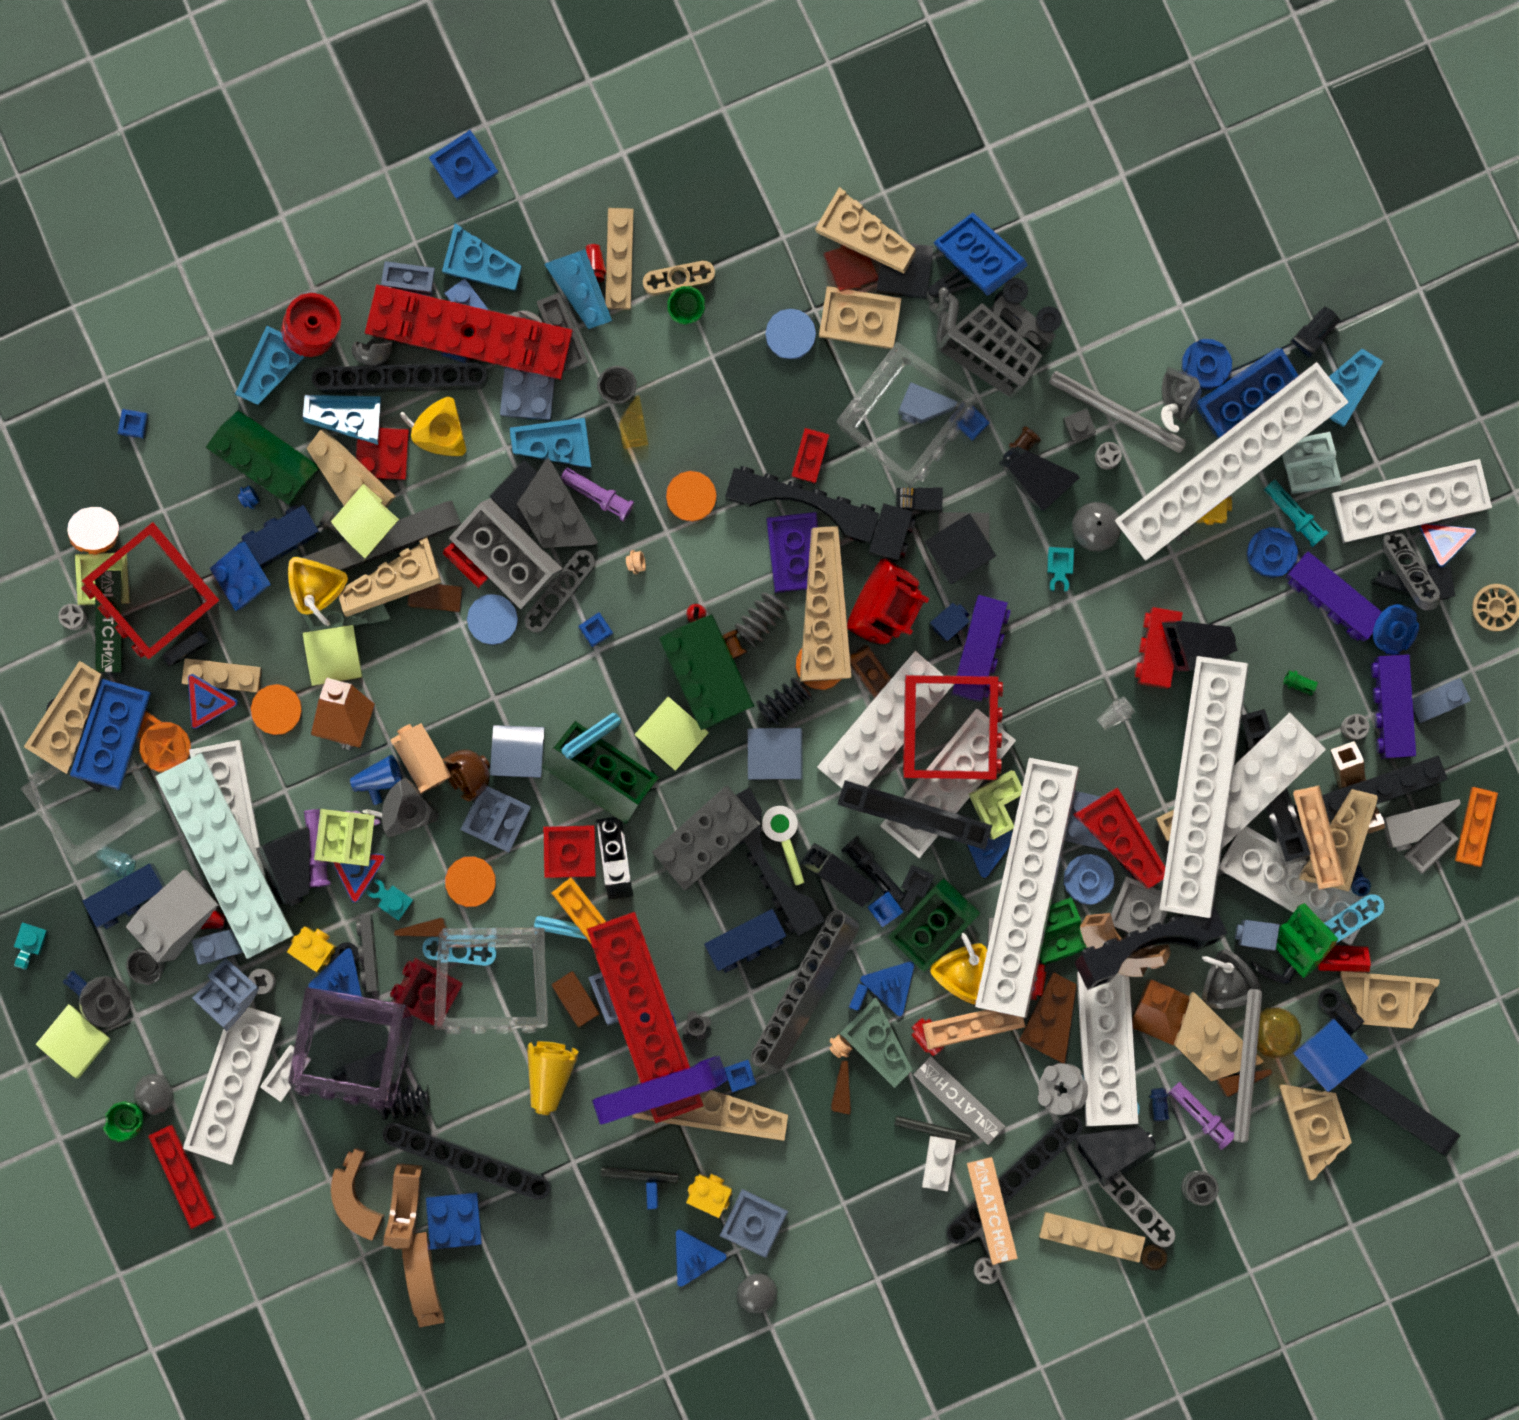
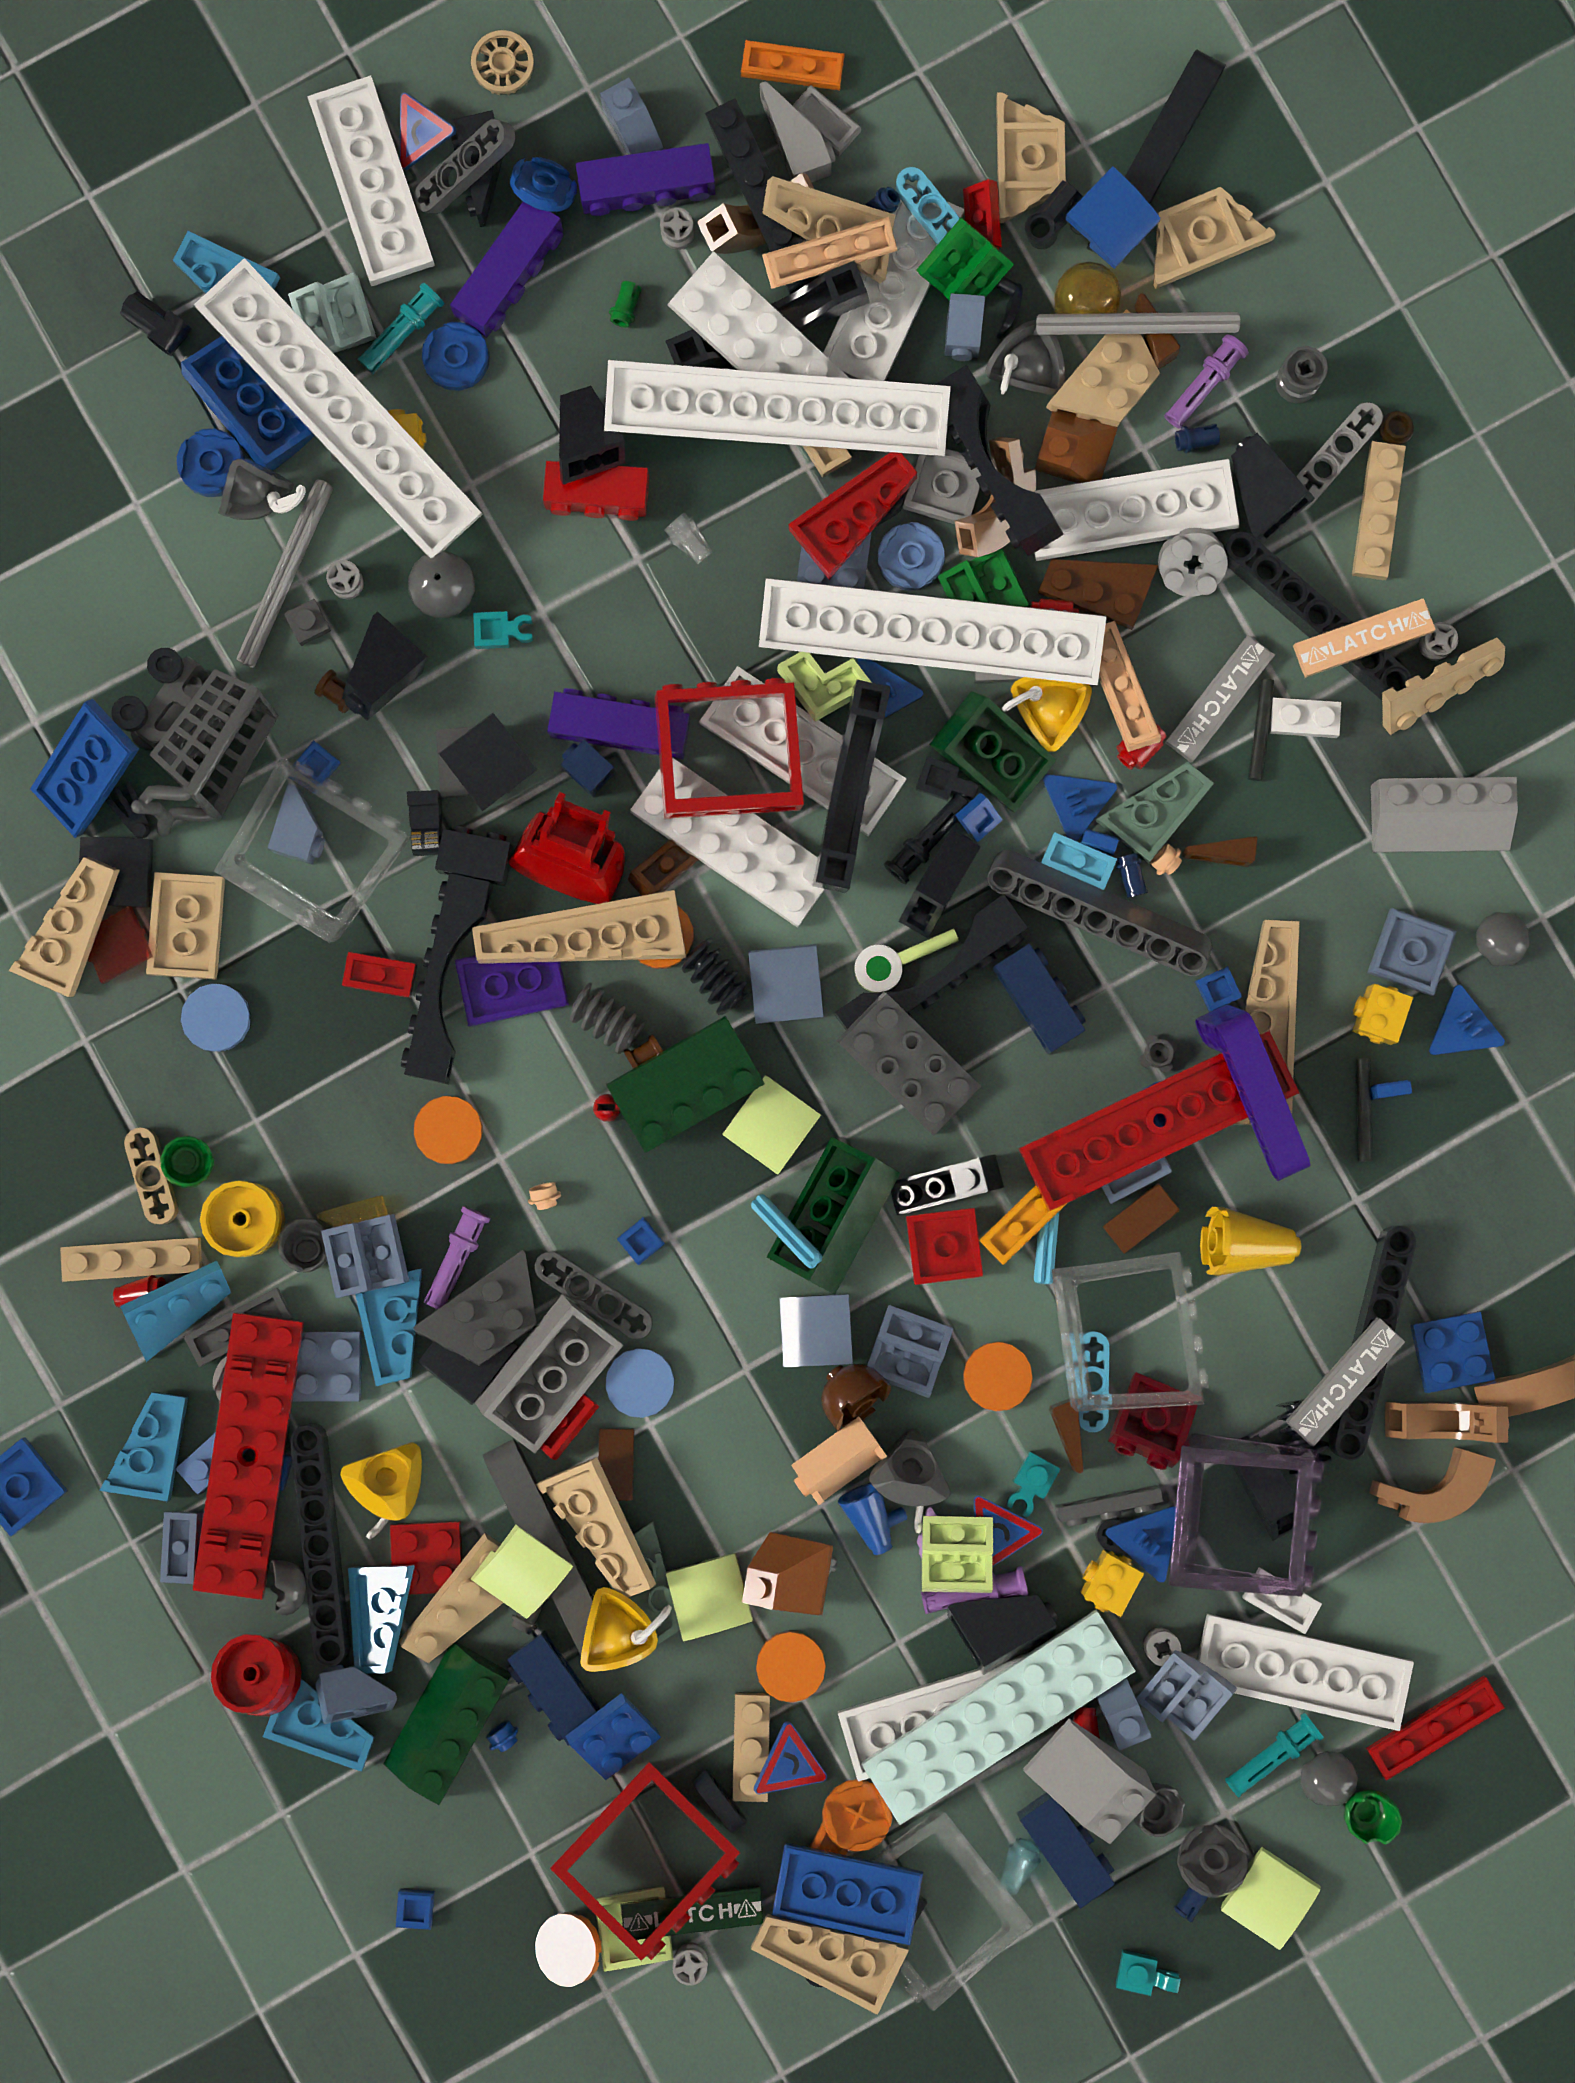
camera: 90 degrees left, 0 degrees up
(180, 1065) = (1287, 1745): none -> teal pin
(290, 391) = (351, 1694): none -> sand blue slope
(440, 1134) = (1345, 1381): none -> light grey tile
(604, 428) = (365, 1256): none -> sand blue slope
(626, 335) = (263, 1219): none -> yellow wheel
(831, 1019) = (1132, 875): none -> dark blue pin
(845, 980) = (1079, 861): none -> medium azure plate
(854, 1258) = (1443, 814): none -> light grey slope
(954, 1269) = (1447, 680): none -> tan wing

